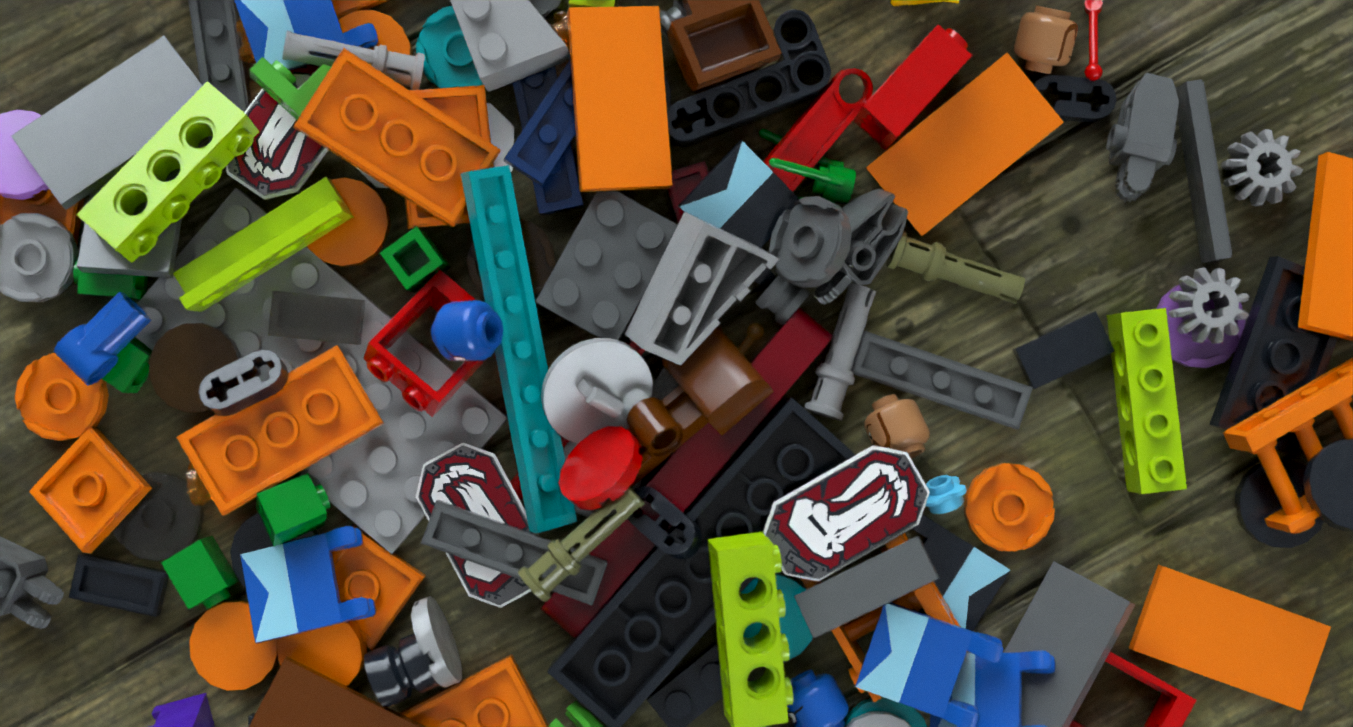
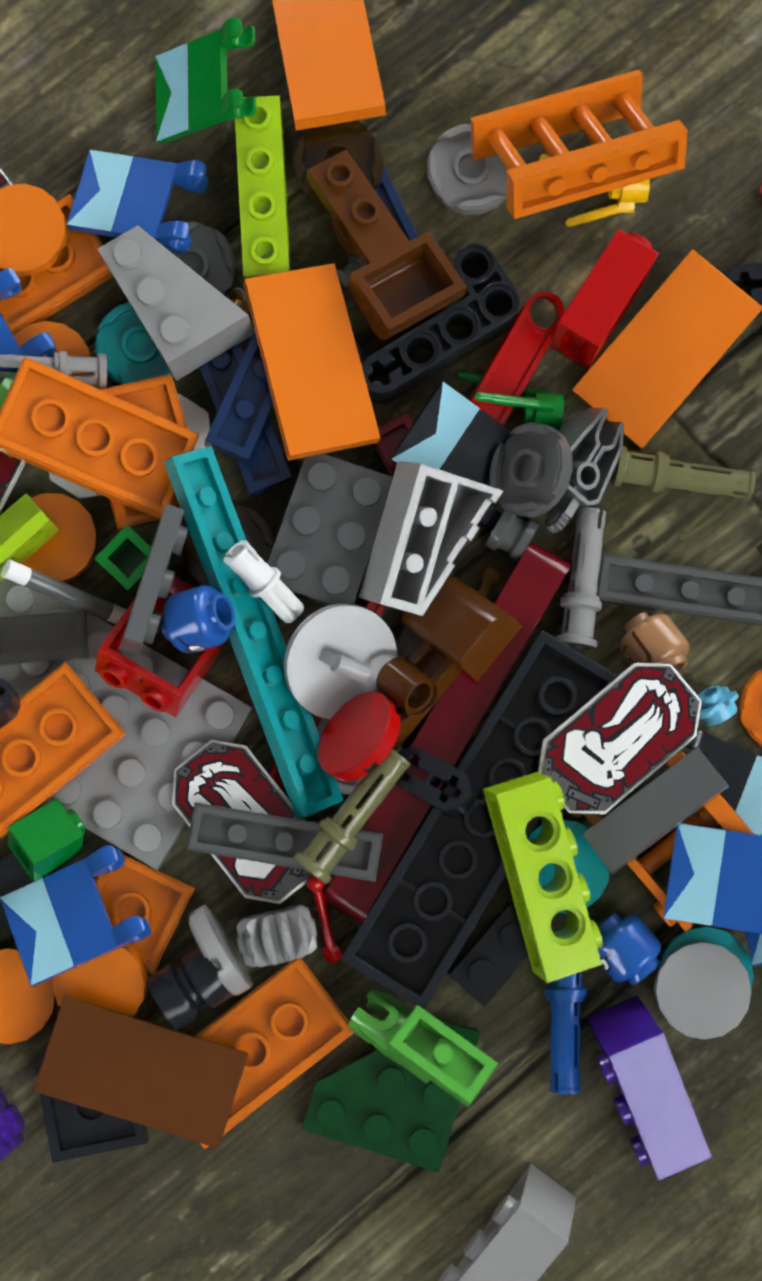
camera: 10 degrees left, 5 degrees down
(345, 278) = (61, 591): none -> dark grey bar
(432, 287) = (154, 581): none -> dark grey plate
(492, 637) = (276, 936): none -> light grey gear
(536, 304) = (263, 581): none -> white axle
(541, 656) = (331, 950): none -> red hinge
(1045, 39) = (728, 230): medium nougat head -> none

